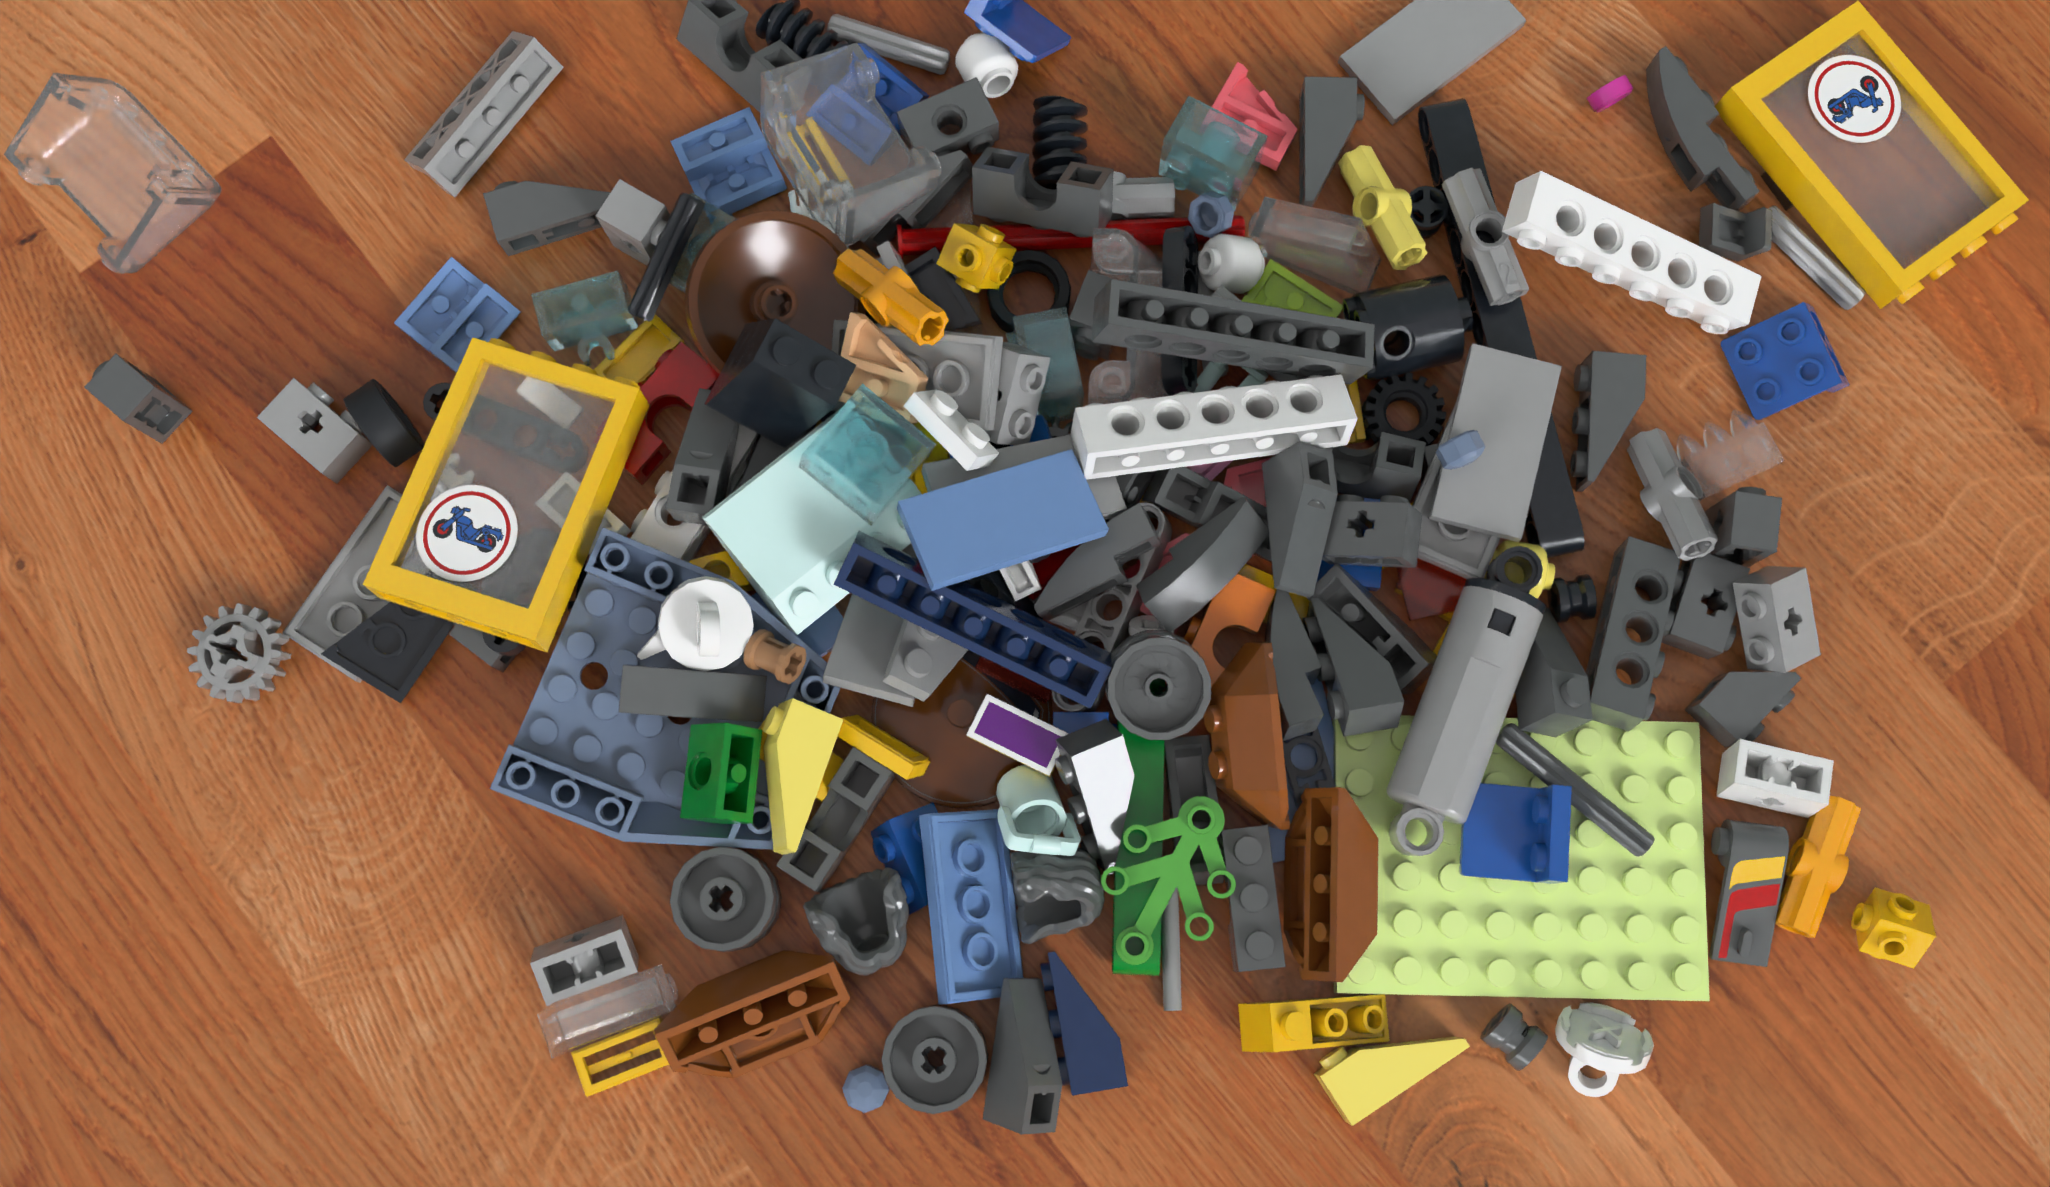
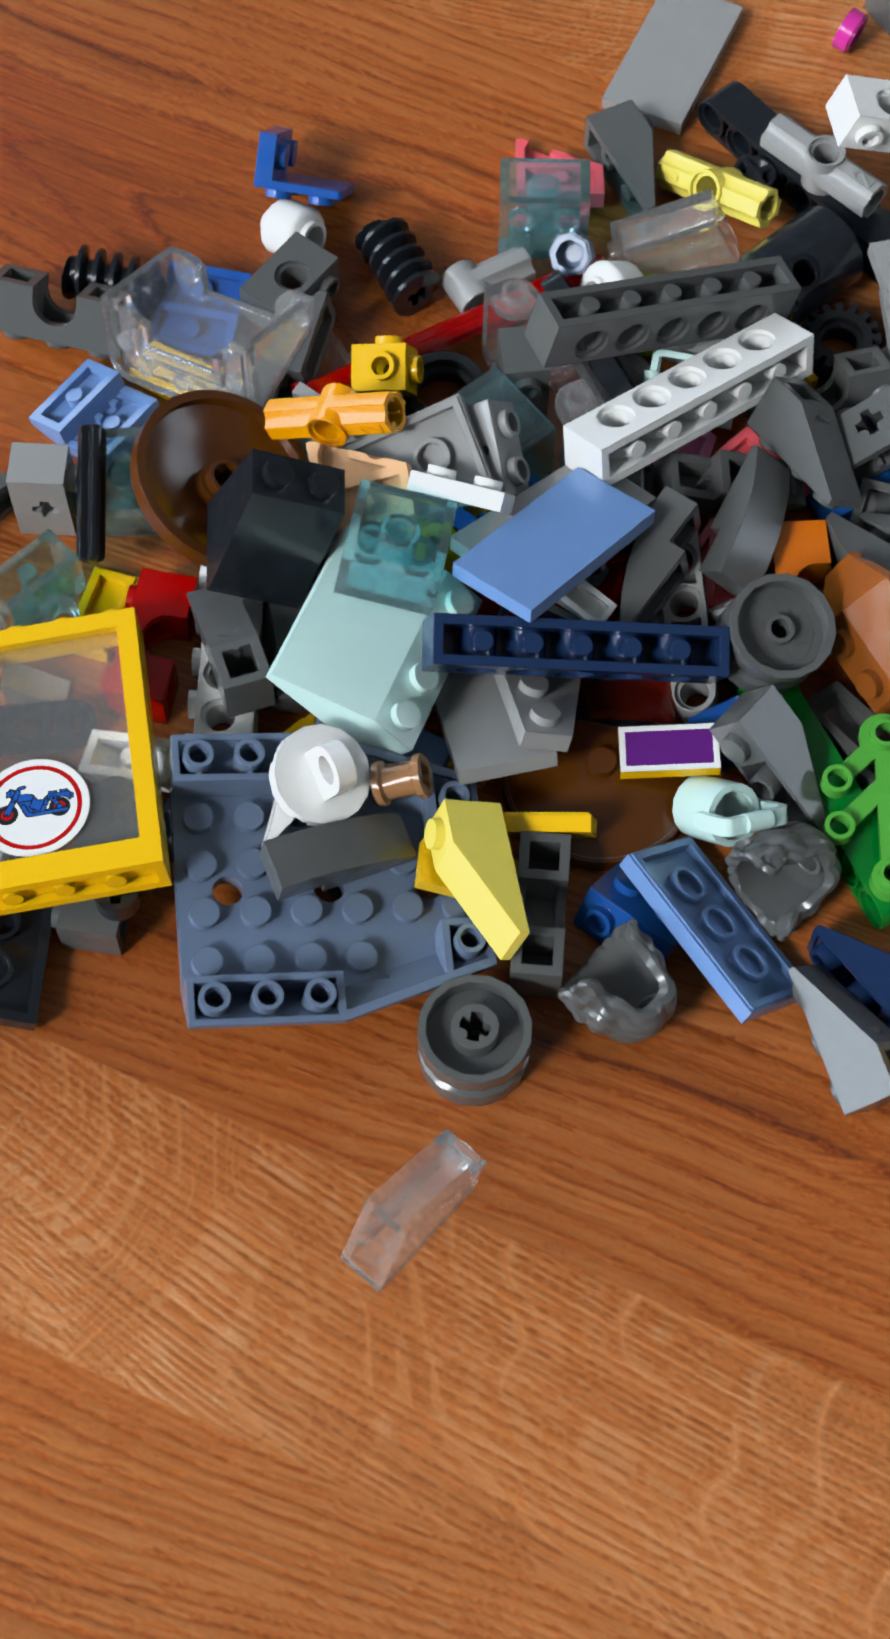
camera: 30 degrees left, 15 degrees down
(584, 960) = (365, 1164): light grey brick -> none
(586, 1071) = (424, 1284): yellow tile -> none
(721, 773) = (410, 909): green brick -> none
(754, 1015) = (570, 1129): dark orange wedge -> none
(865, 1088) = (712, 1154): sand blue tile -> none
(891, 44) = (211, 252): light grey axle -> none
(929, 1086) = (772, 1053): dark grey wheel -> none
(1009, 193) = (451, 293): dark grey arch -> none

